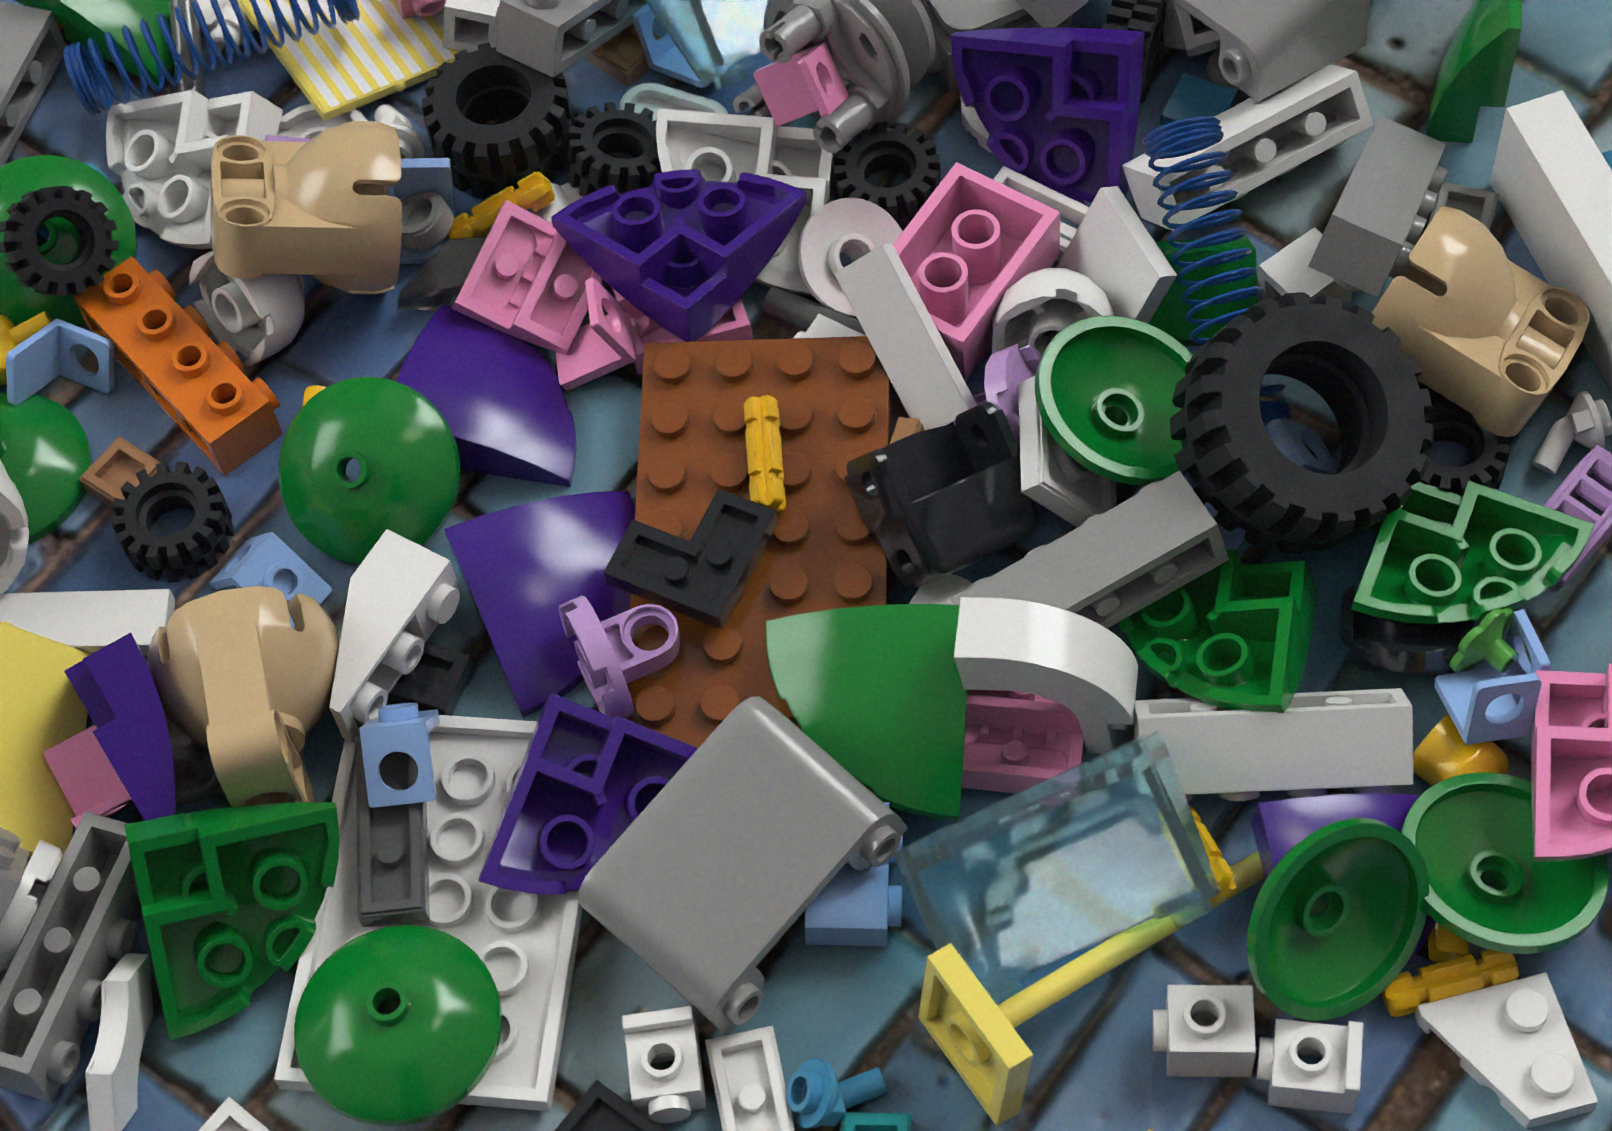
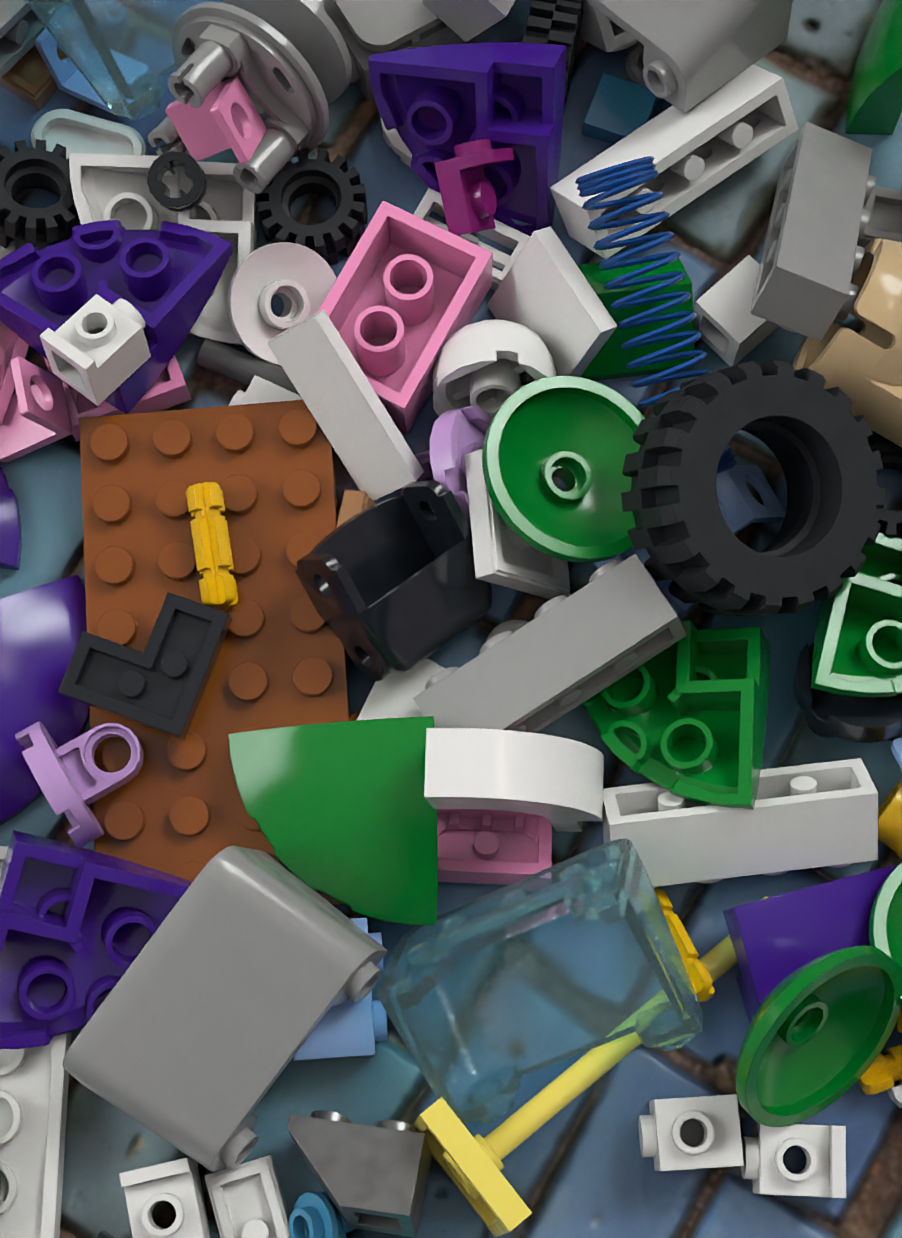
camera: 10 degrees left, 15 degrees up
(670, 270) = (98, 347): none -> white brick
(750, 119) = (162, 192): none -> black bush
(869, 1035) = (366, 1170): none -> flat silver slope
(1036, 156) = (464, 190): none -> magenta bracket

